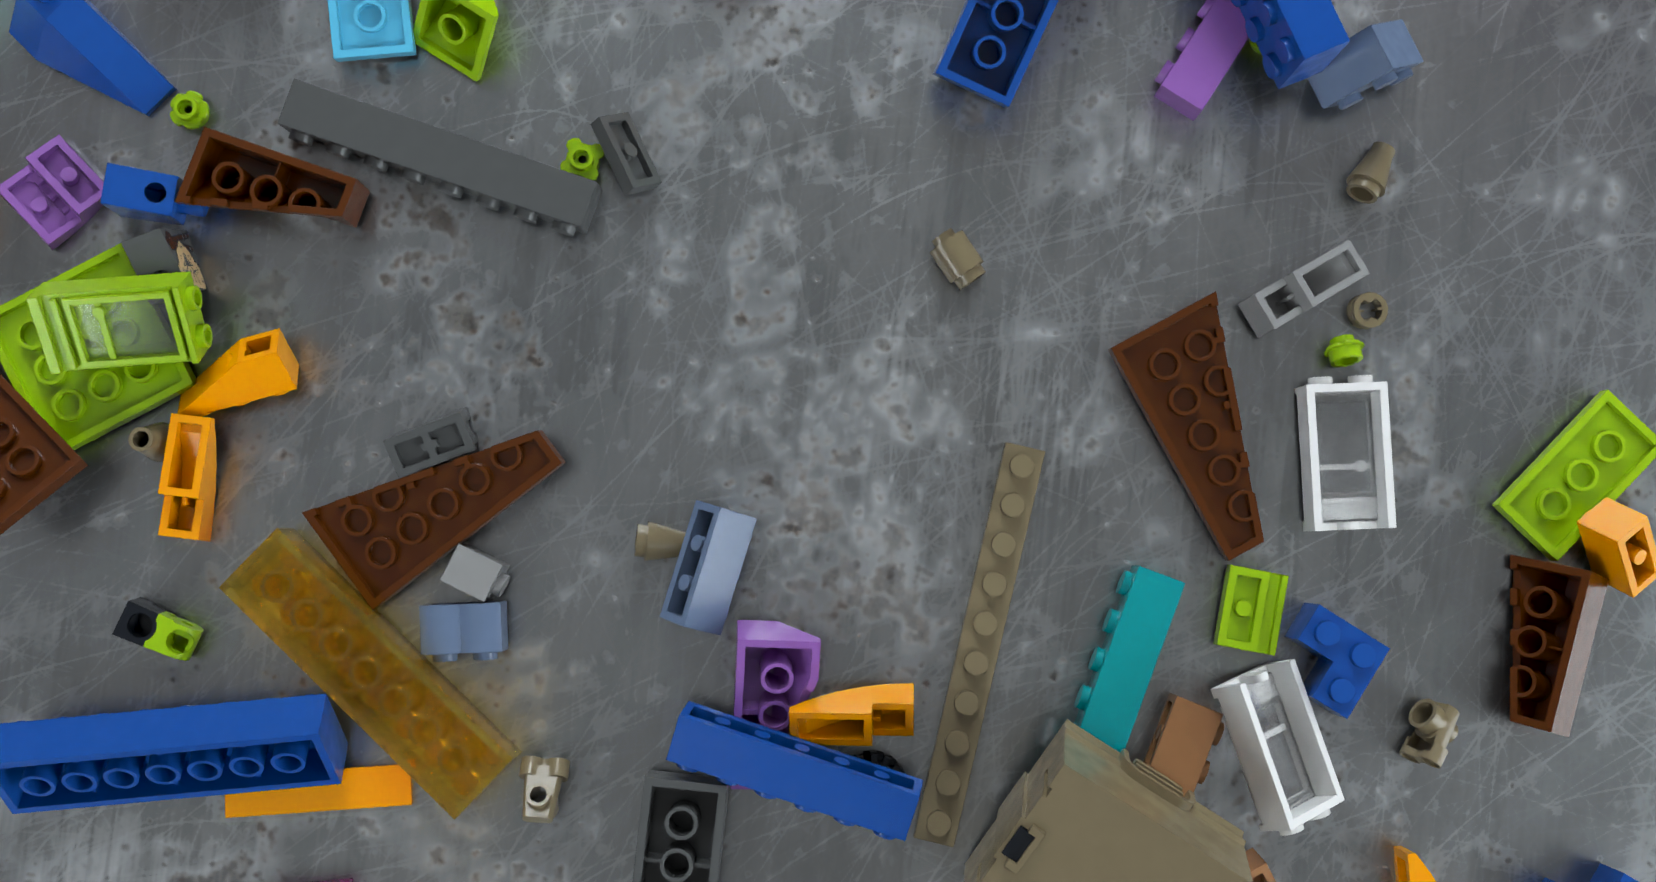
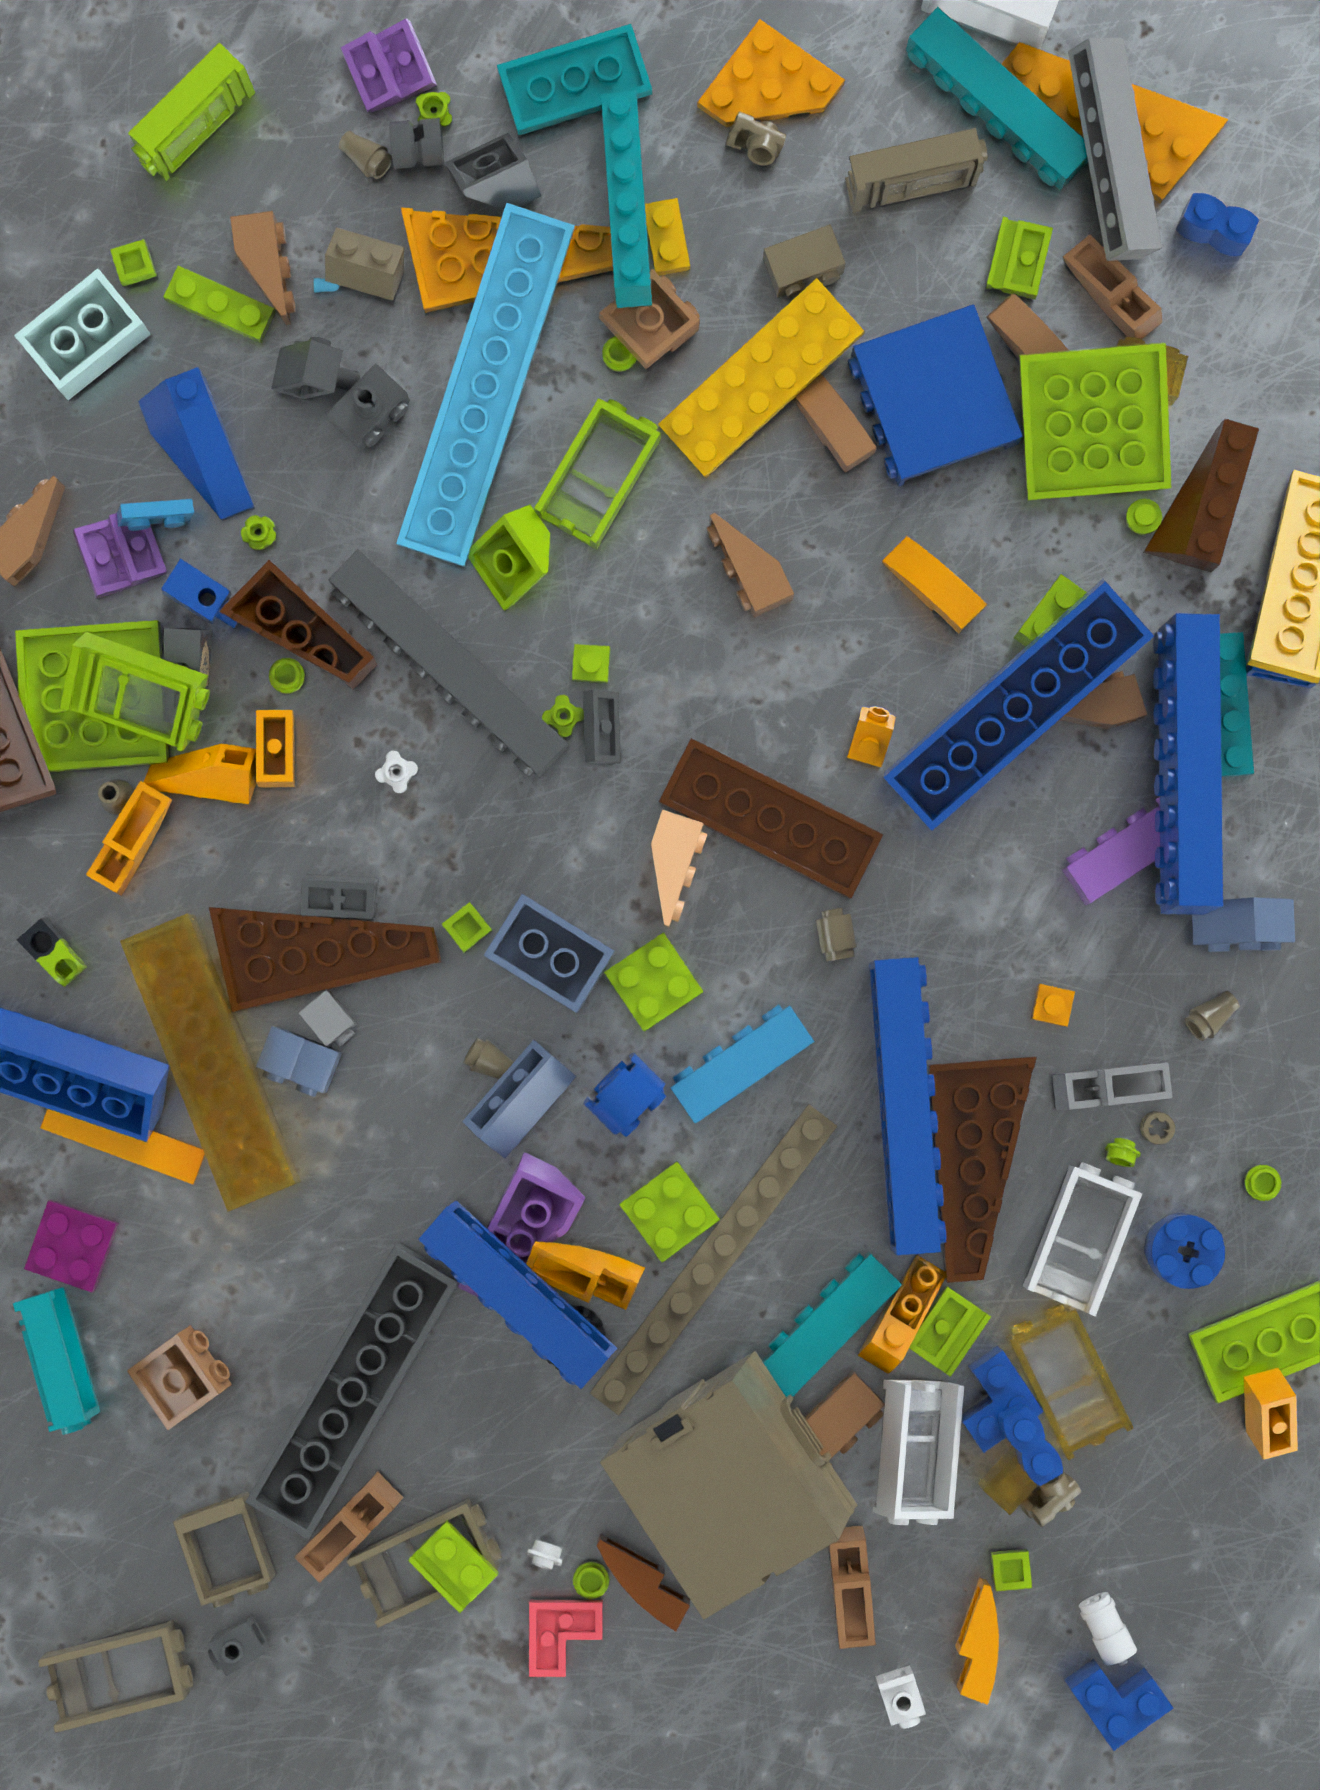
camera: 25 degrees right, 0 degrees up
(72, 132) = (140, 515): none -> dark azure plate
(281, 242) = (286, 675): none -> lime plate
(298, 319) = (275, 748): none -> light orange brick
(447, 293) = (400, 781): none -> white plate
(542, 778) = (309, 1211): dark tan plate -> none
(578, 416) = (467, 927): none -> lime plate
(587, 95) = (591, 663): none -> lime plate
(673, 404) = (549, 953): none -> sand blue brick
(753, 246) = (672, 852): none -> light nougat slope
(793, 388) = (653, 982): none -> lime plate
(816, 515) = (626, 1095): none -> blue brick
(838, 170) = (771, 818): none -> reddish brown plate
(904, 43) = (872, 736): none -> light orange bracket
(913, 614) = (669, 1211): none -> lime plate
(920, 431) = (741, 1064): none -> dark azure brick
(1108, 399) = (905, 1106): none -> blue brick
(1198, 619) = (902, 1315): none -> light orange slope
(1206, 234) = (1052, 1005): none -> light orange plate
(1388, 722) = (1007, 1482): none -> clear yellow brick
(1395, 604) = (1068, 1379): none -> clear door
(1399, 692) = (1027, 1436): none -> blue brick
(1424, 825) = (1011, 1570): none -> lime plate
(1476, 417) = (1192, 1270): none -> blue brick
(1498, 319) = (1262, 1182): none -> lime plate
(1550, 842) = (1107, 1629): none -> white piece
(1551, 640) = (1182, 1467): reddish brown wedge -> none

